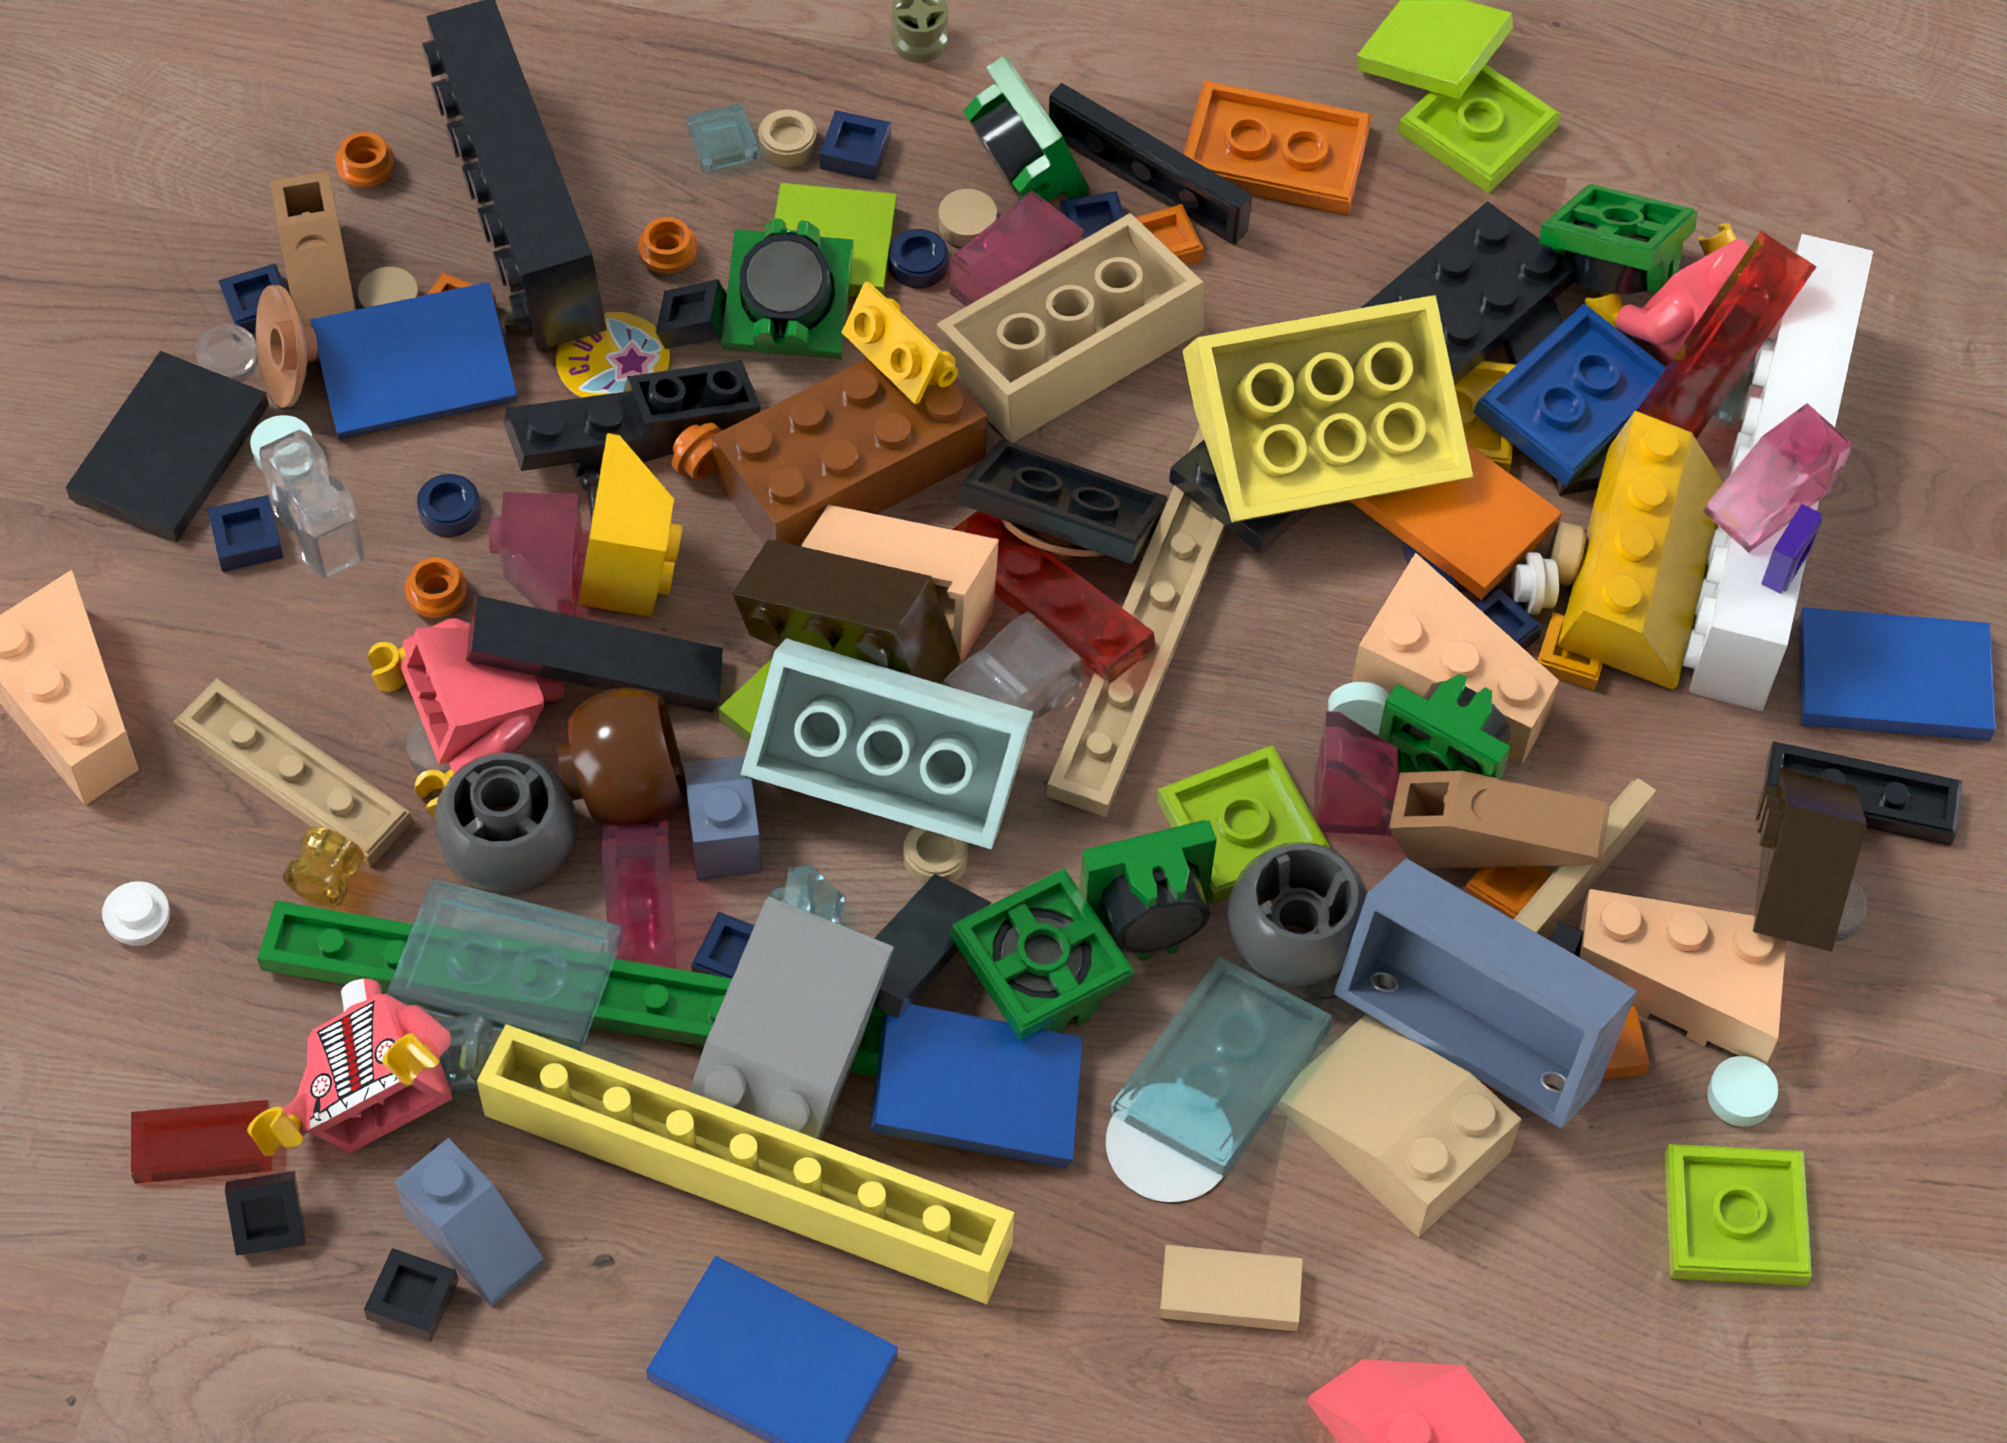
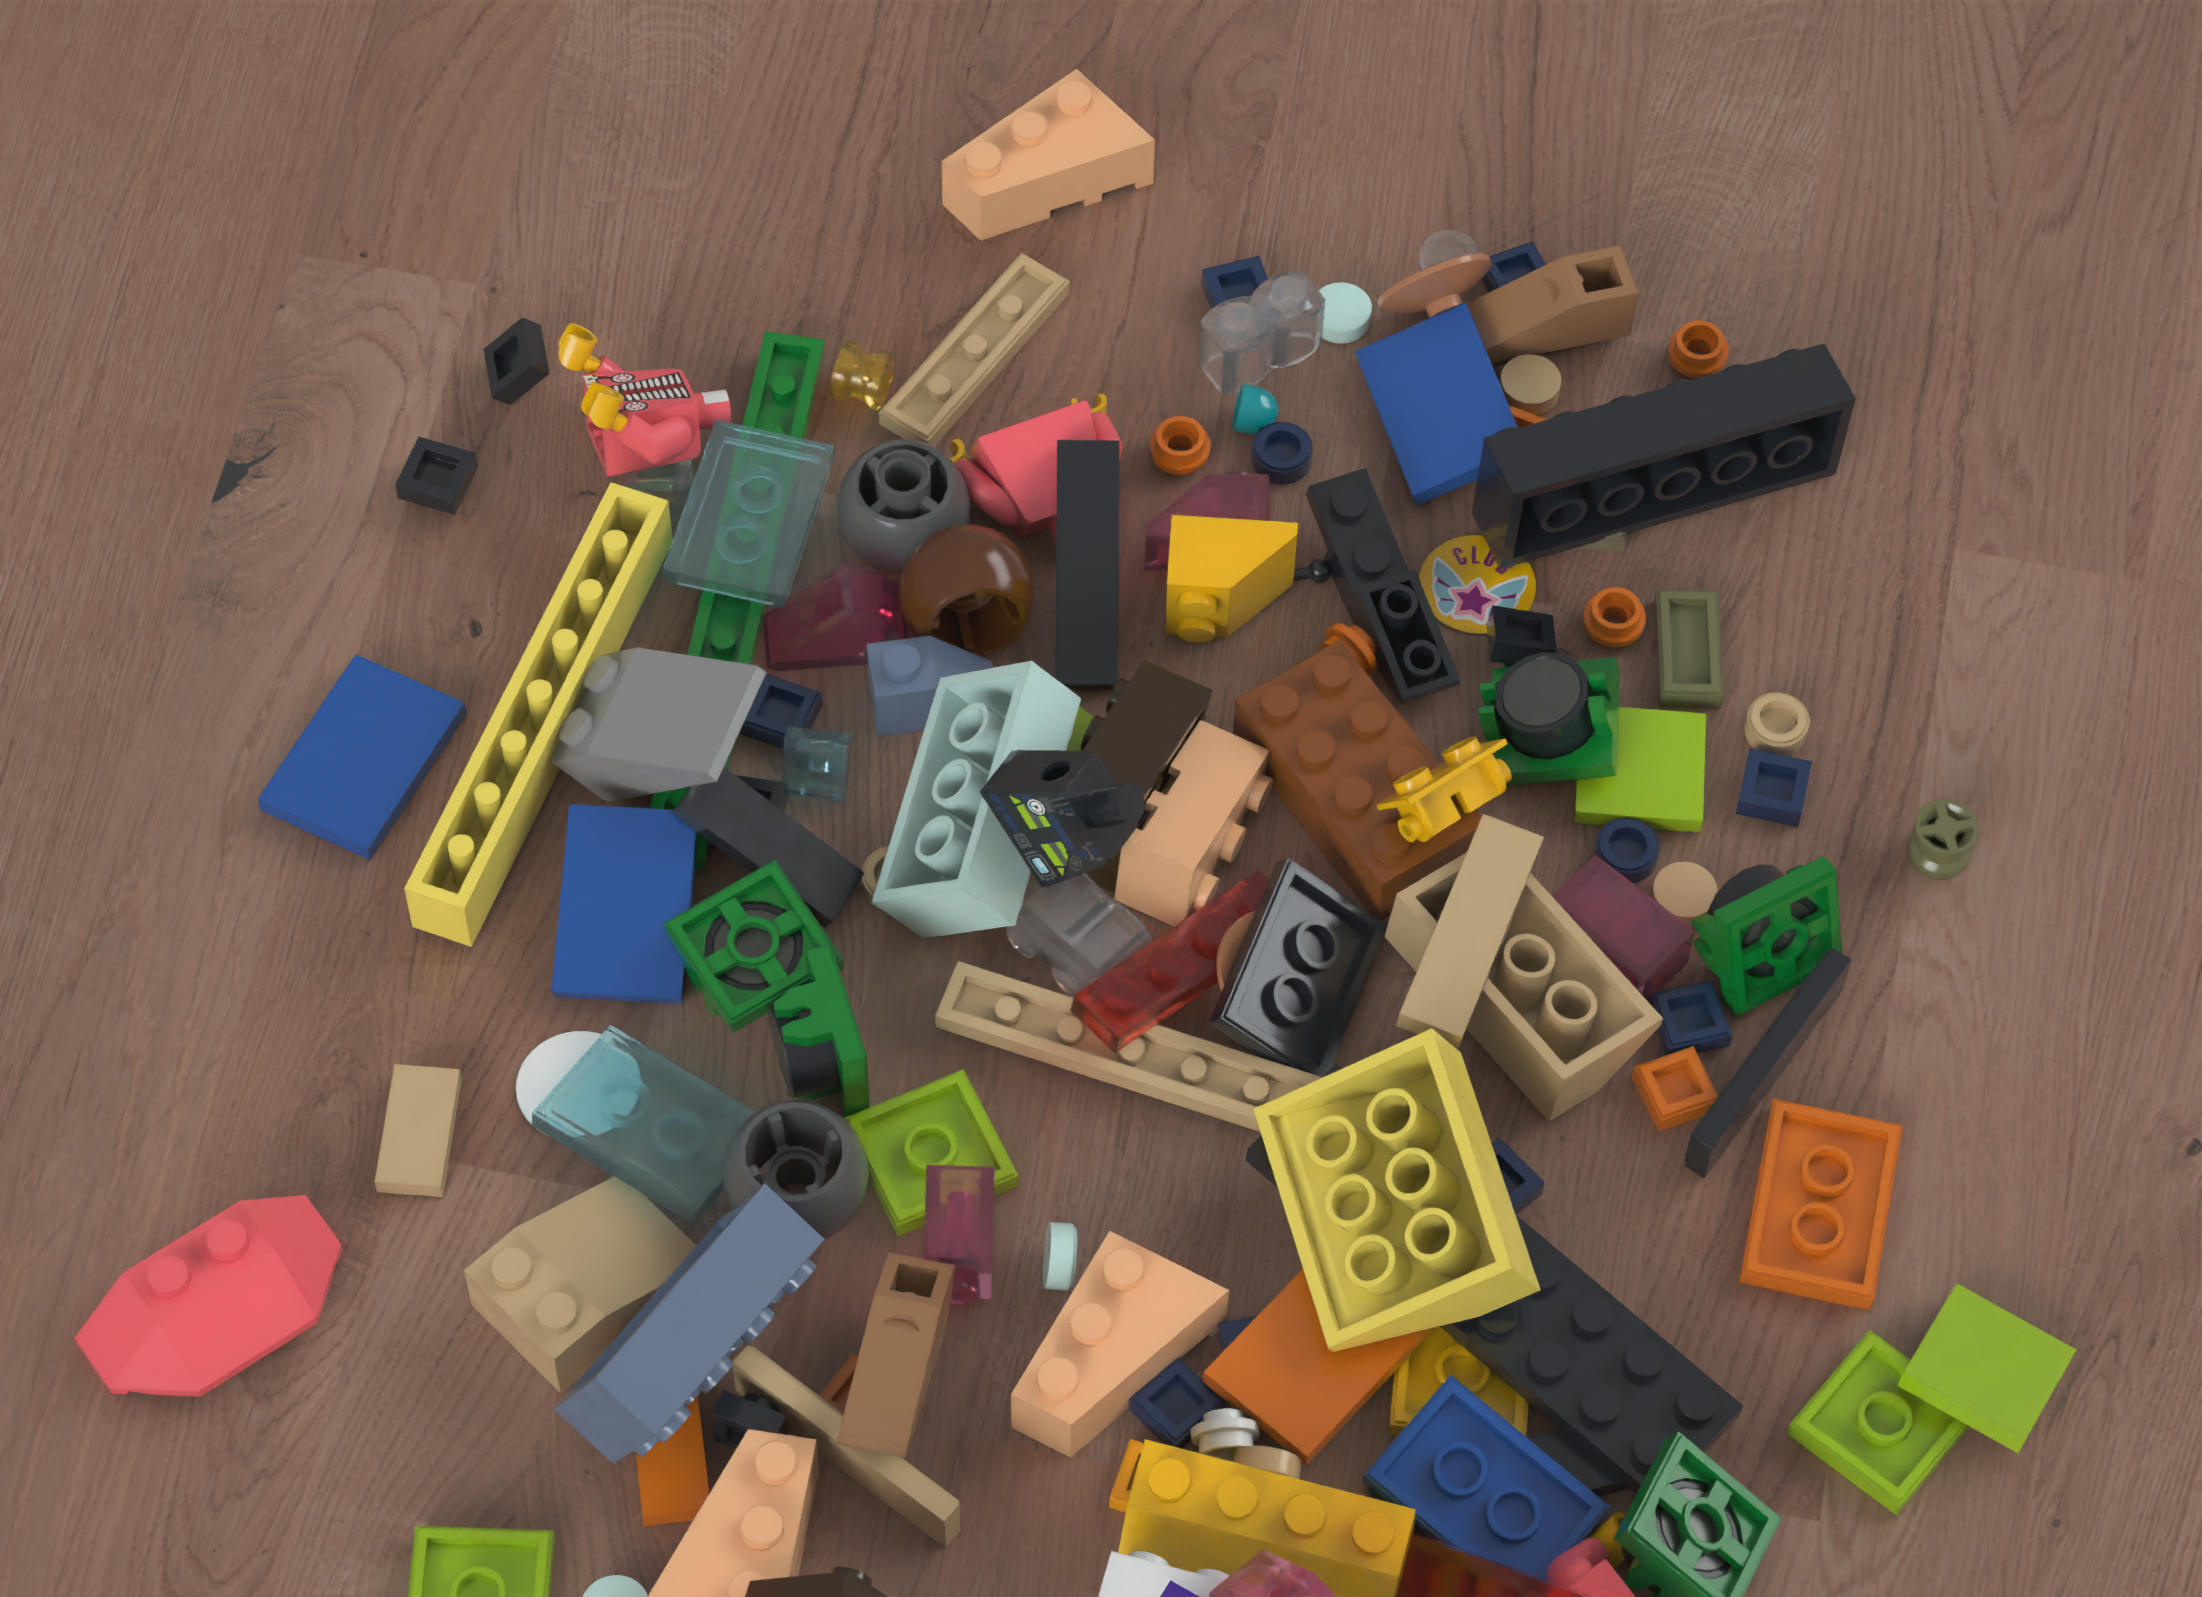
camera: 90 degrees right, 0 degrees up
(136, 913) = (821, 246): white plate -> none
(167, 446) = (1335, 222): black tile -> none
(196, 1142) = (597, 302): clear red tile -> none
(399, 524) = (1253, 409): none -> teal hinge
(468, 1222) = (502, 508): sand blue slope -> none
(701, 196) = (1688, 648): none -> olive tile
(722, 137) = (1769, 662): clear light blue tile -> none
(943, 631) = (1062, 811): none -> black torso
(1054, 336) = (1470, 930): none -> tan tile
(1446, 729) = (994, 1317): green piece -> none

